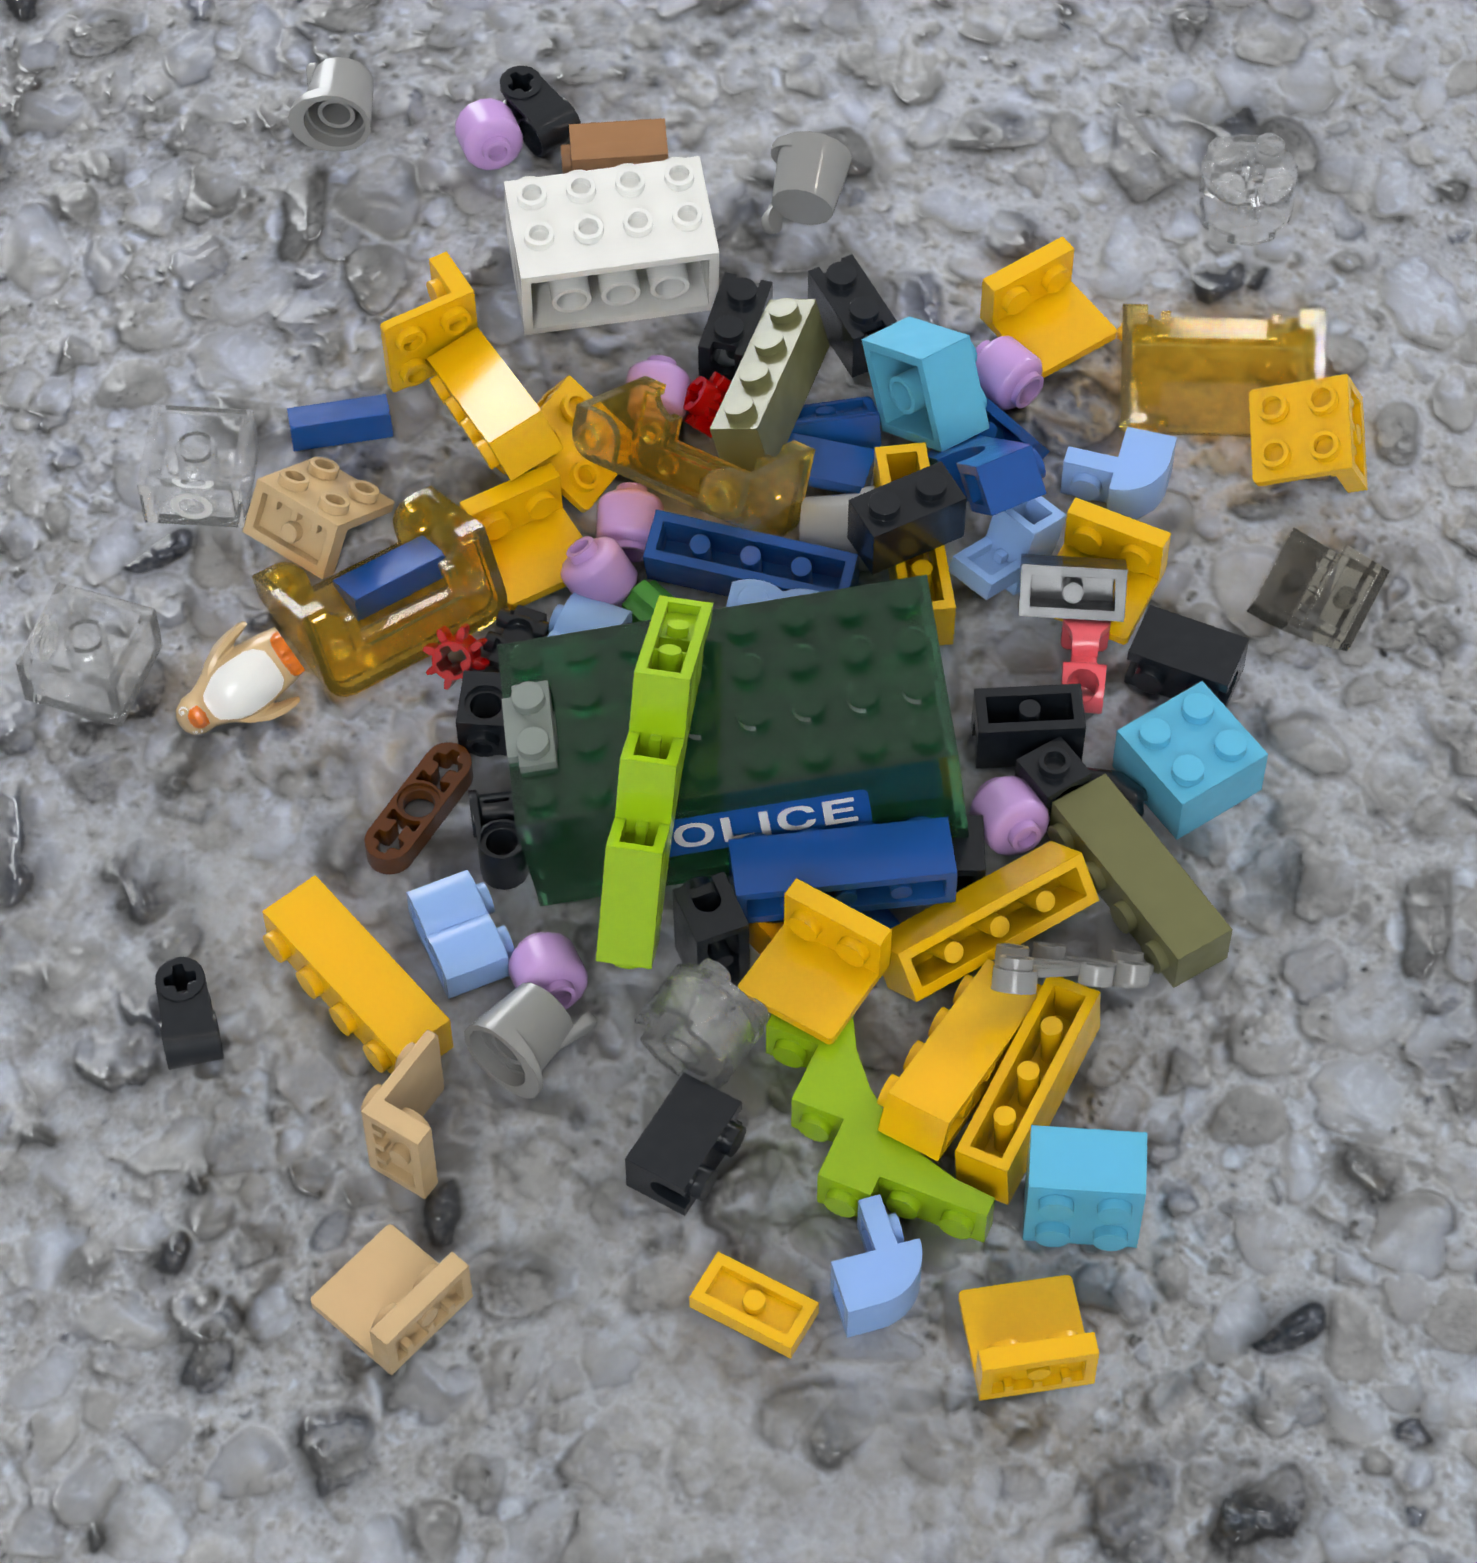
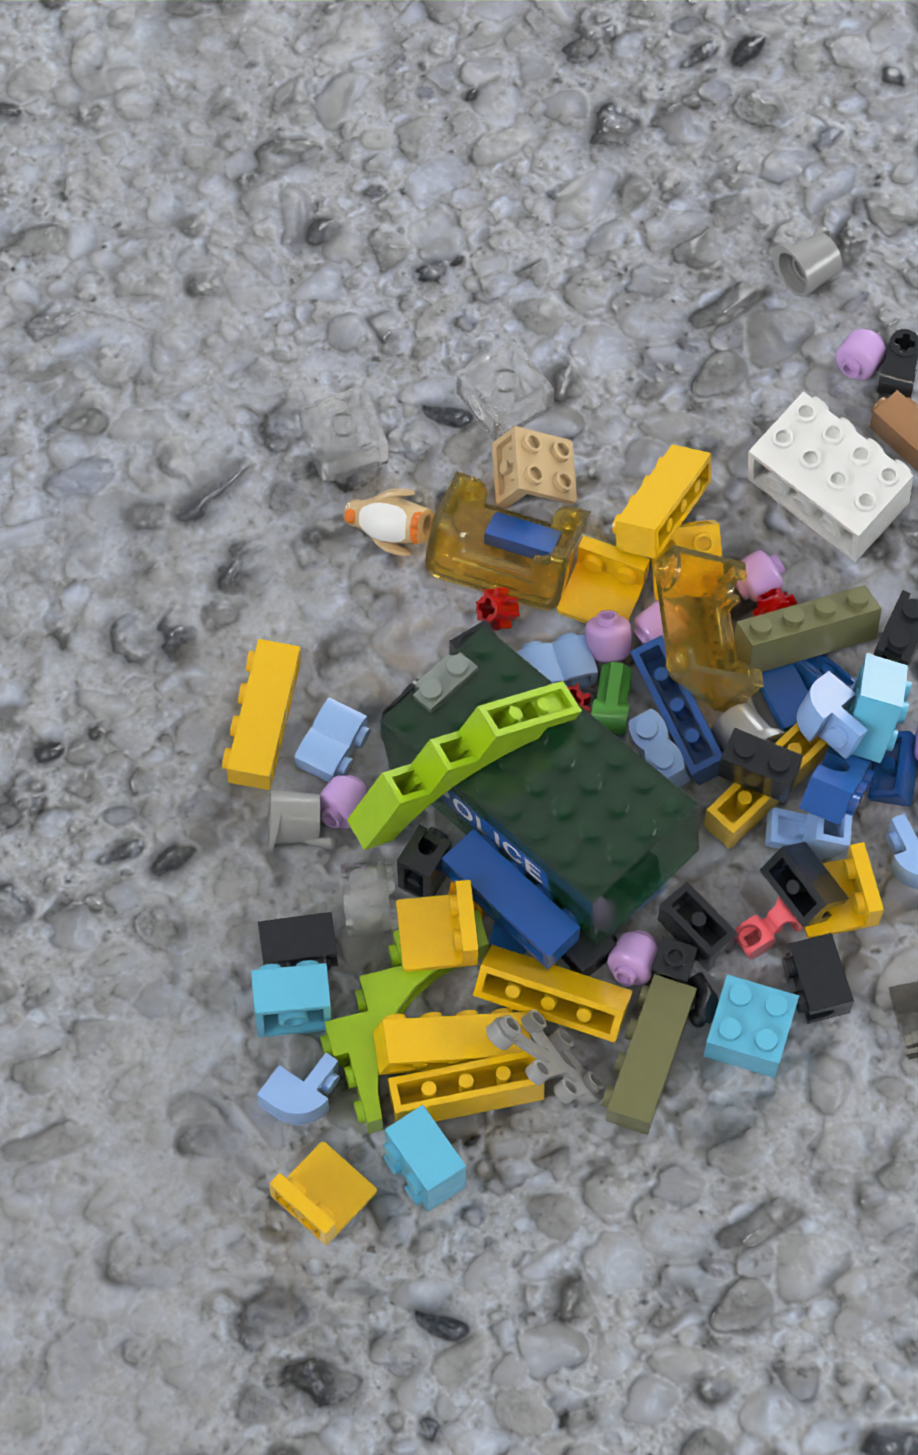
camera: 50 degrees right, 10 degrees up
(187, 1018) = (173, 657): black piece -> none
(340, 422) = (603, 433): blue slope -> none
(393, 1119) = (199, 791): tan bracket -> none
(393, 1297) = (100, 872): tan bracket -> none
(419, 830) = (385, 675): reddish brown beam -> none
(430, 327) = (680, 430): yellow bracket -> none
(518, 626) = (544, 629): black piece -> none
(732, 323) = (835, 576): black brick -> none
(754, 1304) = (234, 1046): yellow plate -> none
(758, 1188) = (291, 998): none -> medium azure brick
(899, 425) = (825, 715): none -> light blue brick

